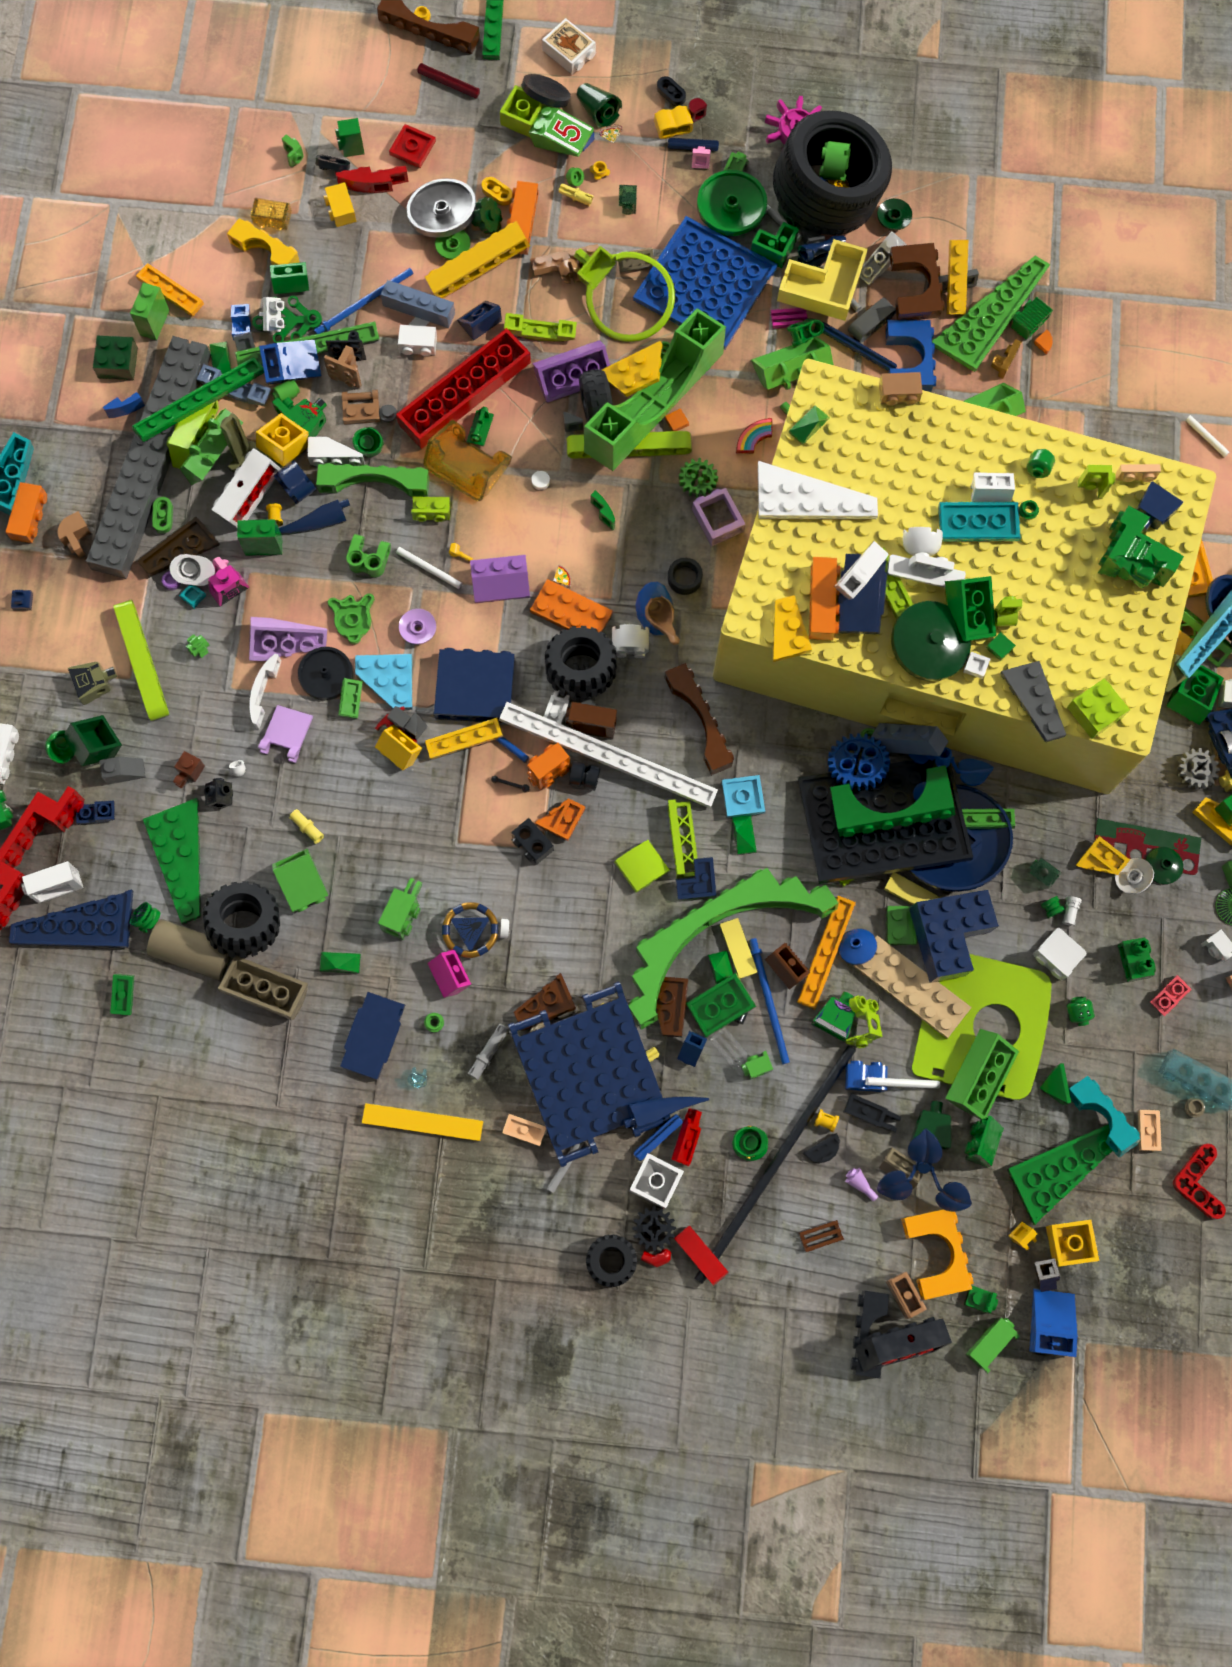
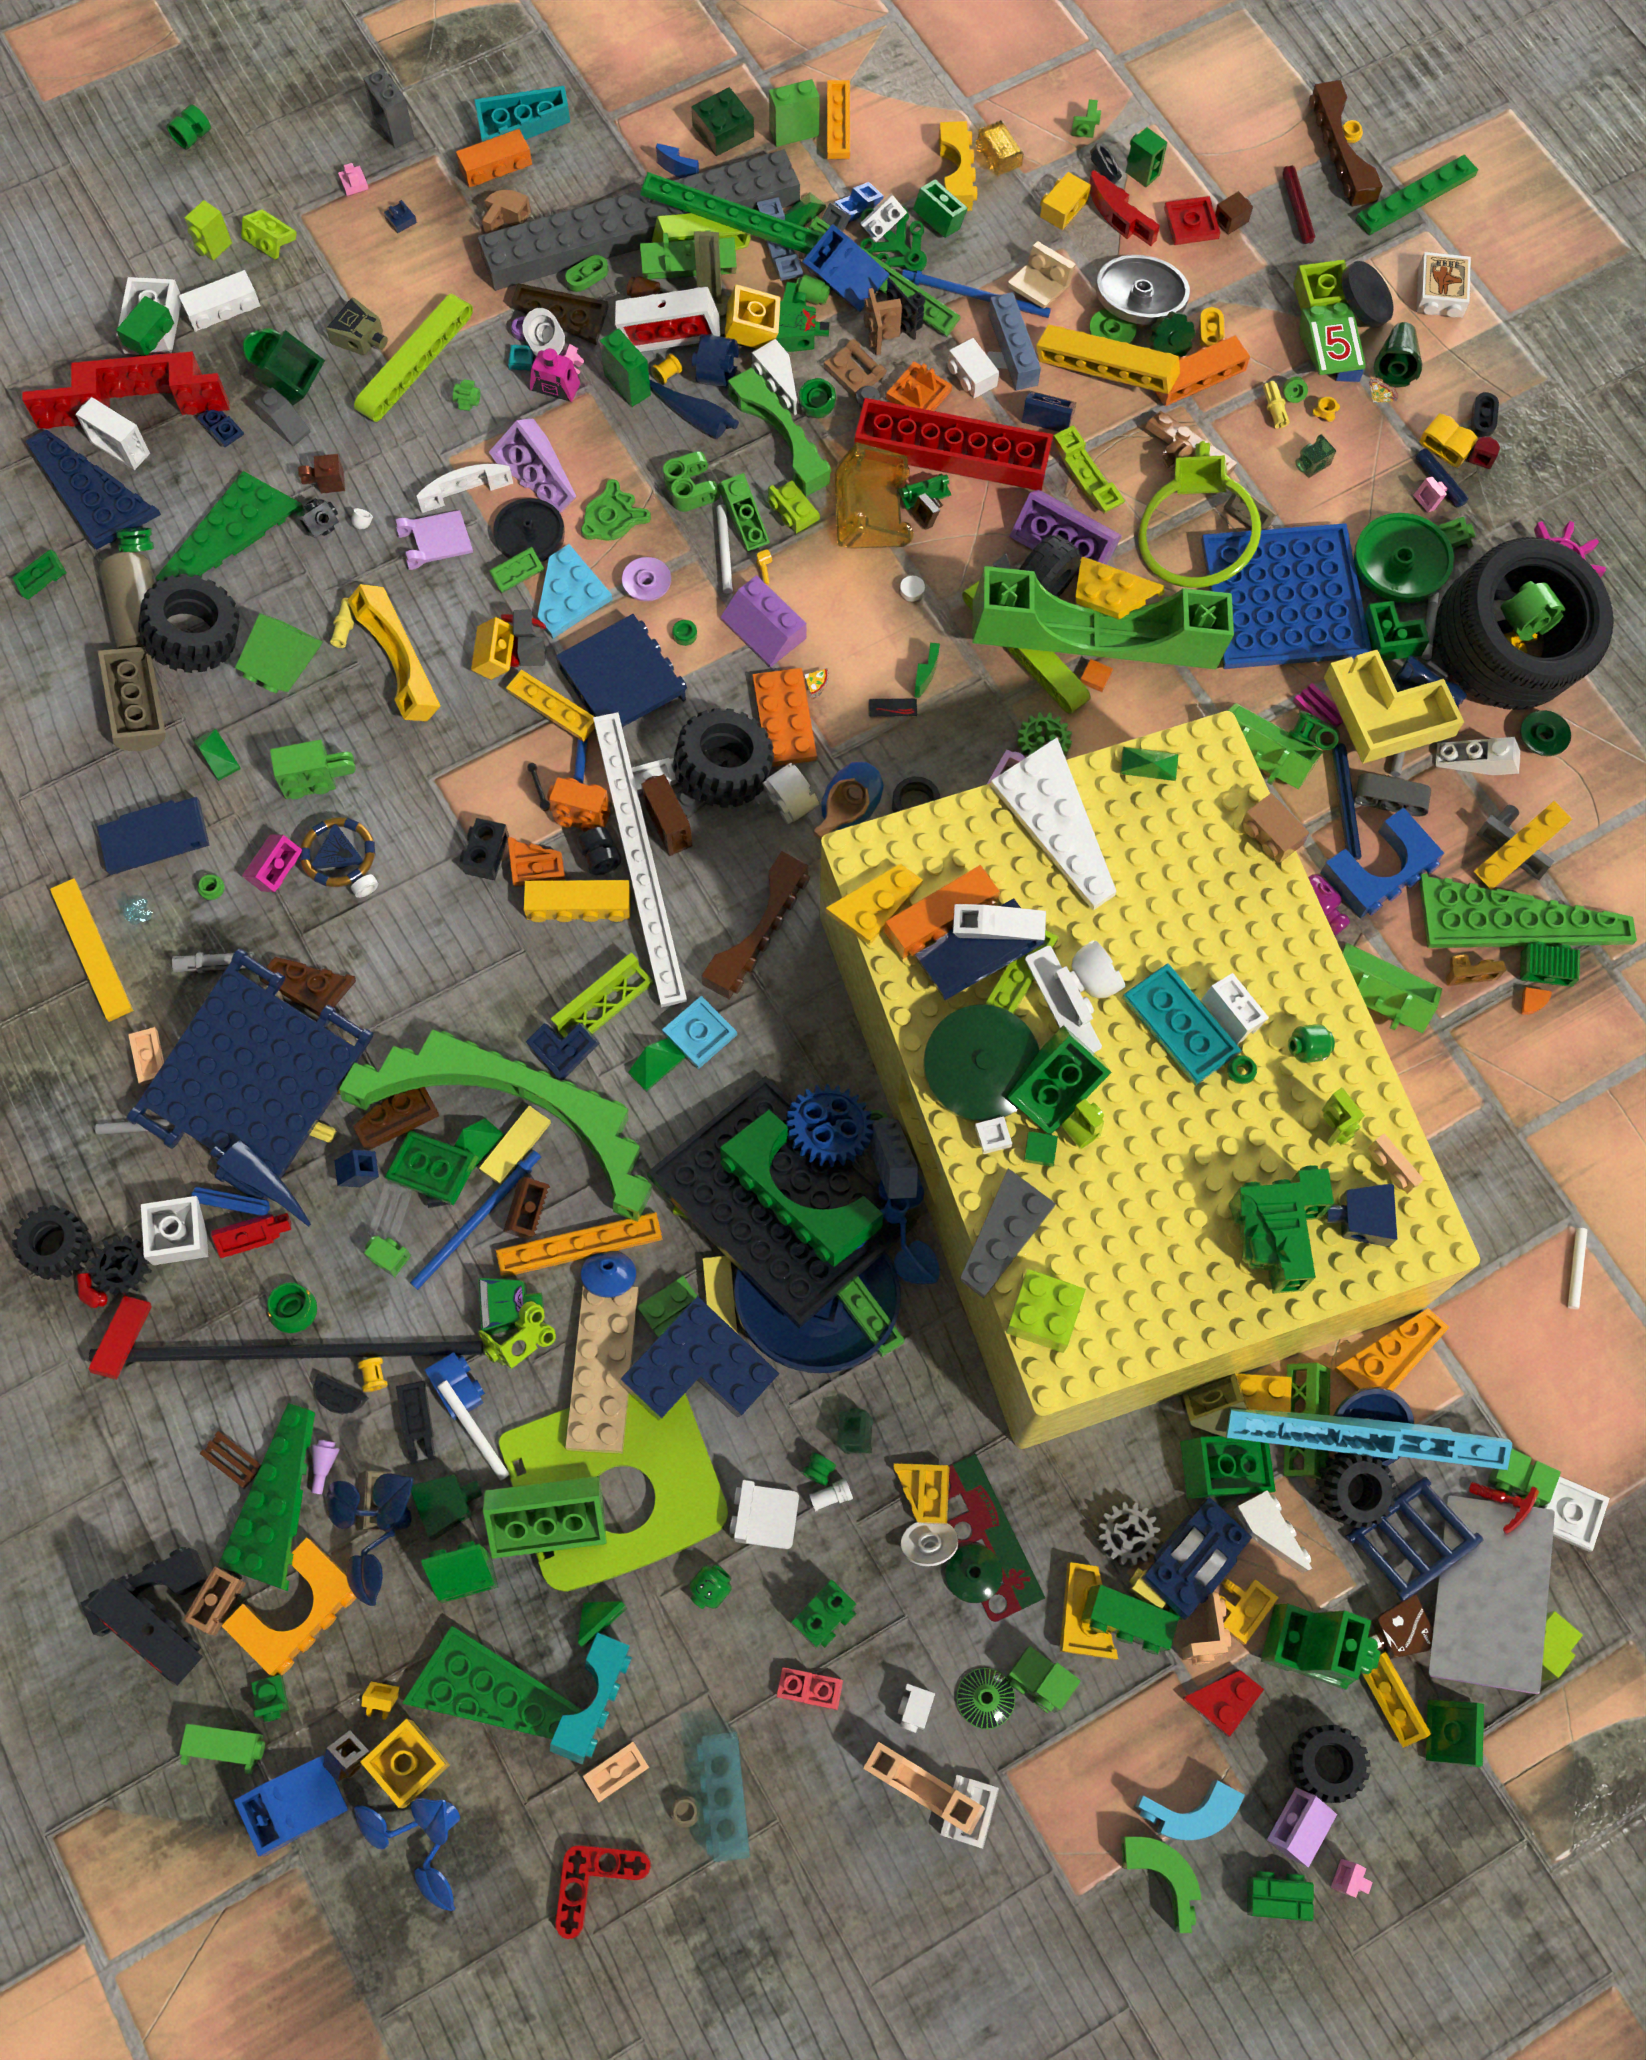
camera: 55 degrees right, 5 degrees down
(205, 489) = (643, 287): none -> reddish brown brick
(319, 801) = (375, 612): none -> yellow arch
(385, 255) = (1044, 276): none -> tan bracket
(407, 381) = (919, 388): none -> orange plate
(413, 538) = (743, 511): none -> bright green slope
(426, 119) = (1233, 212): none -> reddish brown brick
(469, 629) = (684, 632): none -> green tile
(496, 435) = (926, 510): none -> dark brown tile
(607, 809) = (577, 900): none -> yellow brick
(610, 546) = (892, 707): none -> black sticker
(641, 866) = (538, 979): lime slope -> none
(874, 1232) = (271, 1512): none -> green wing
(922, 259) = (1461, 834): reddish brown arch -> none
(1118, 1245) = (436, 1819): none -> blue plant

